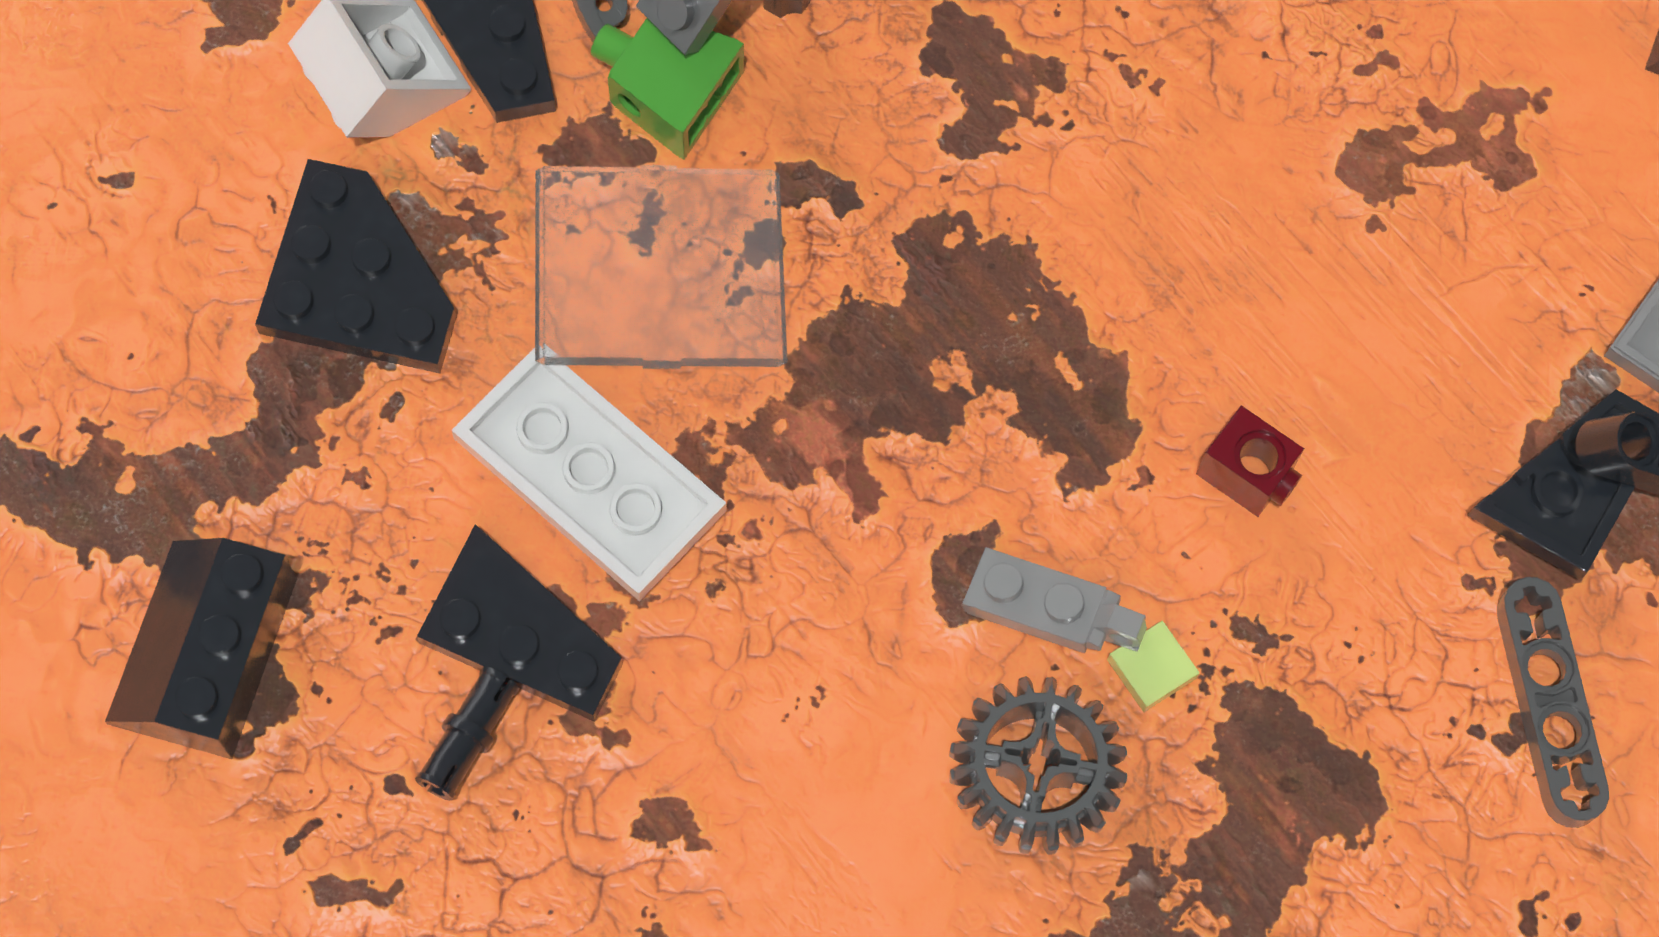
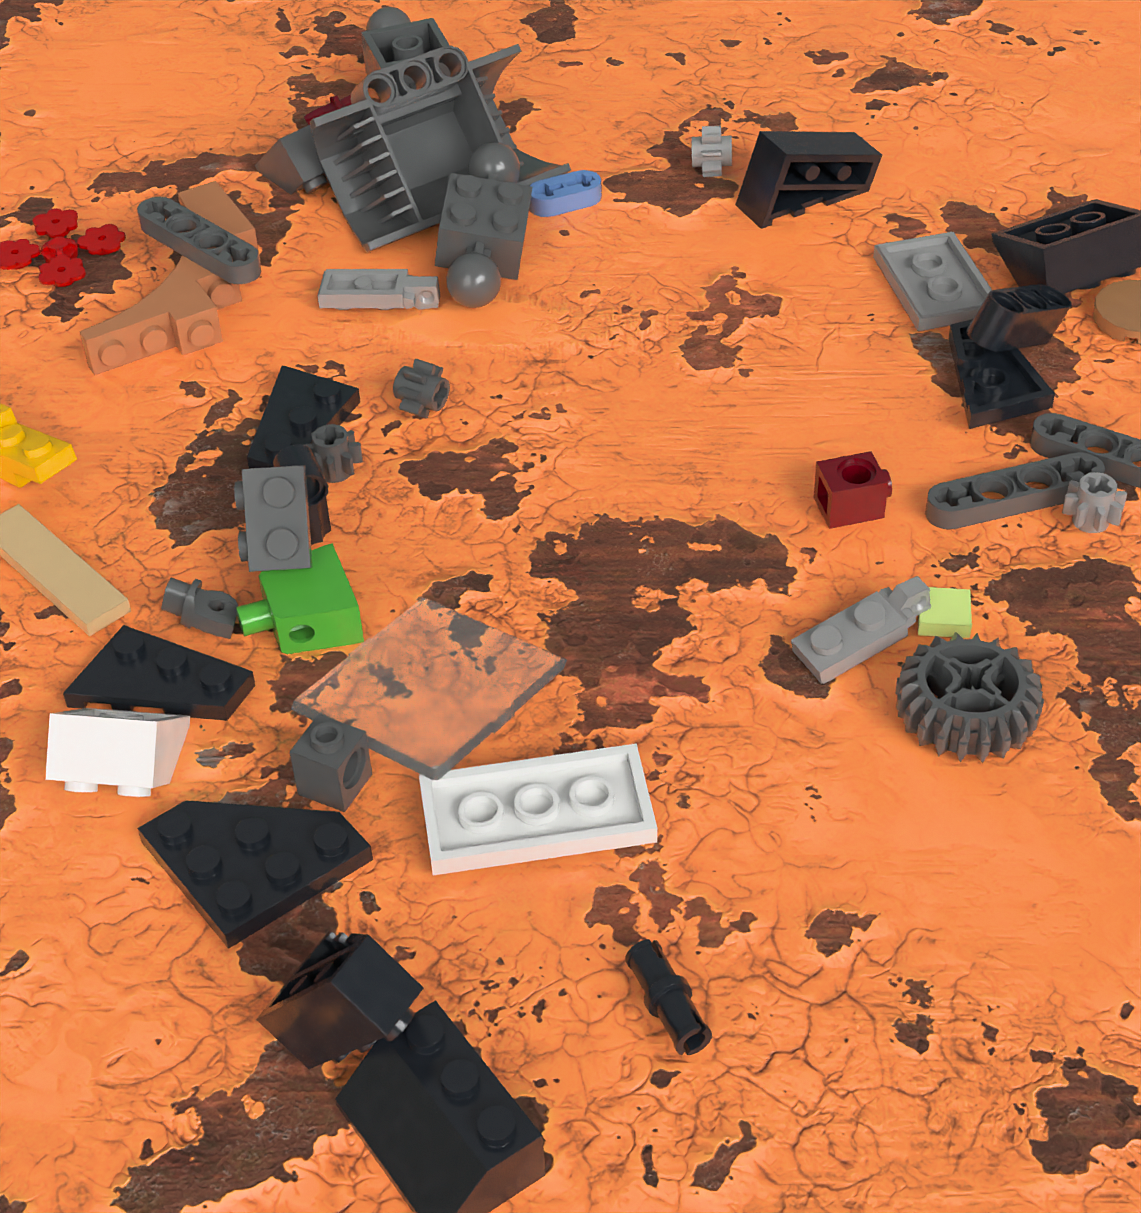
camera: 45 degrees left, 25 degrees down
(233, 479) = (341, 1000): none -> black wedge
(494, 258) = (331, 762): none -> dark grey brick
(508, 621) = (592, 927): black wing -> none
(1407, 614) = (961, 501): none -> dark grey beam
(1425, 729) = (1094, 502): none -> light grey gear

